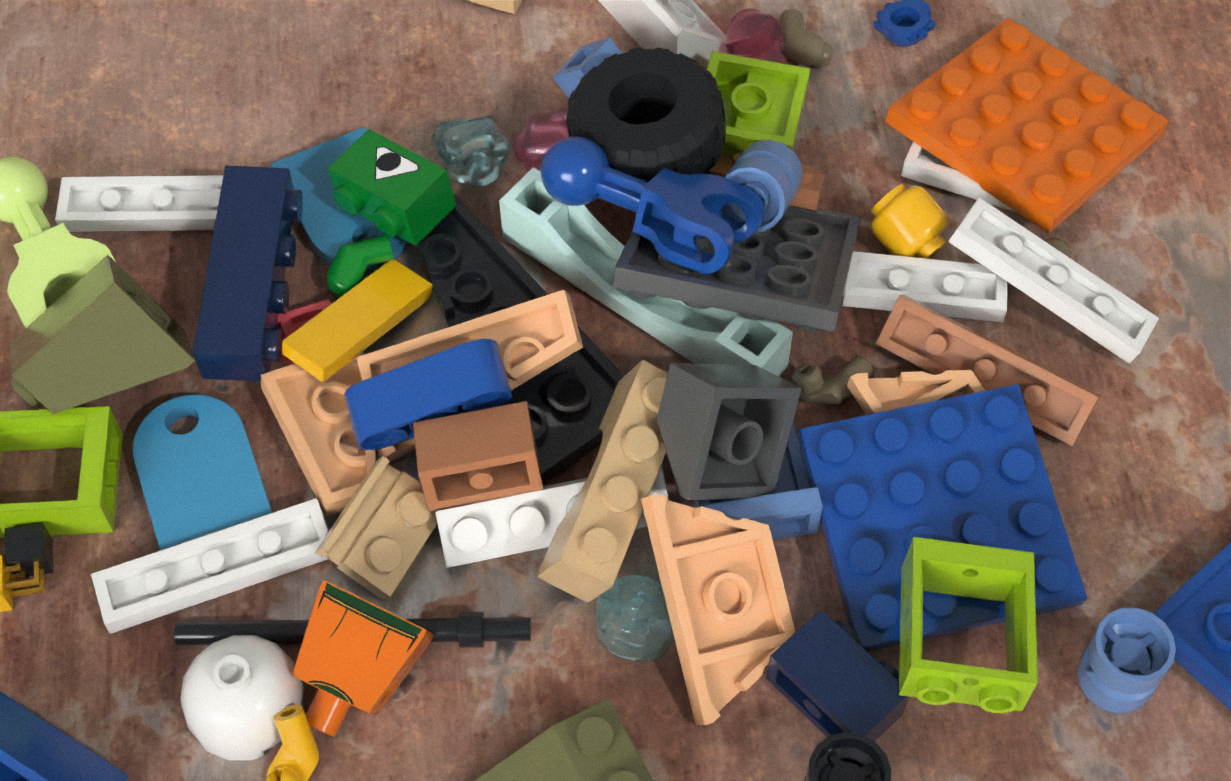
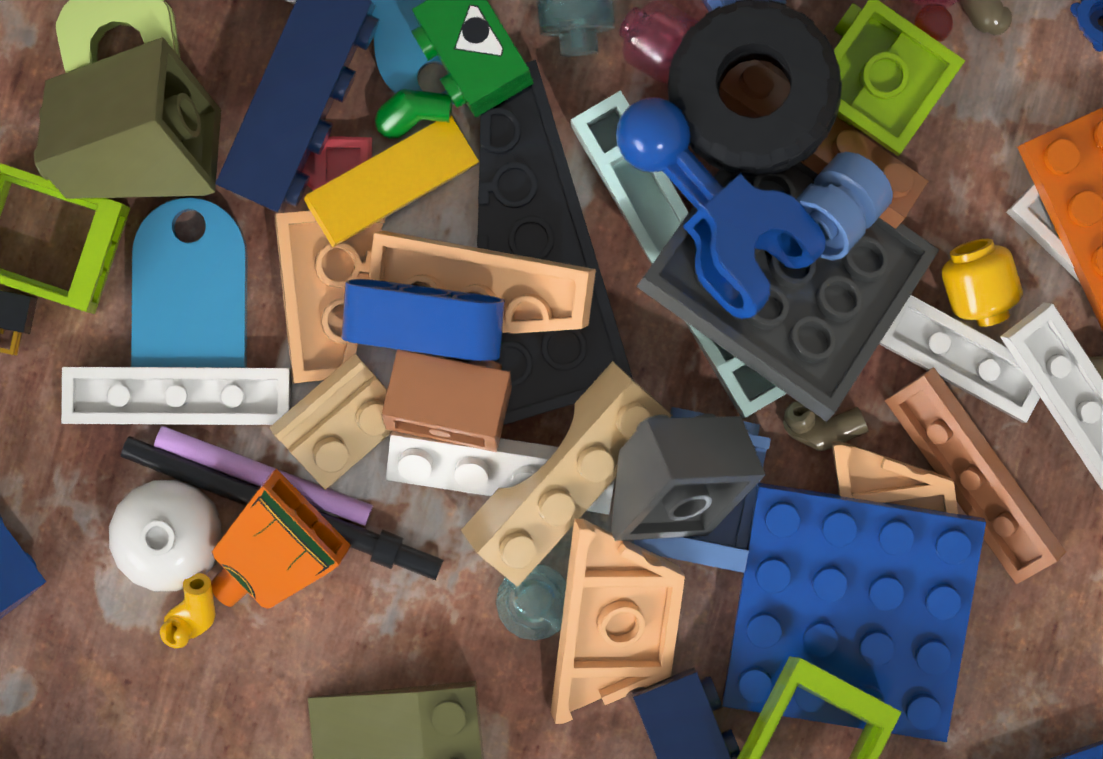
camera: 20 degrees right, 30 degrees up
(302, 608) = (257, 473): none -> lavender bar

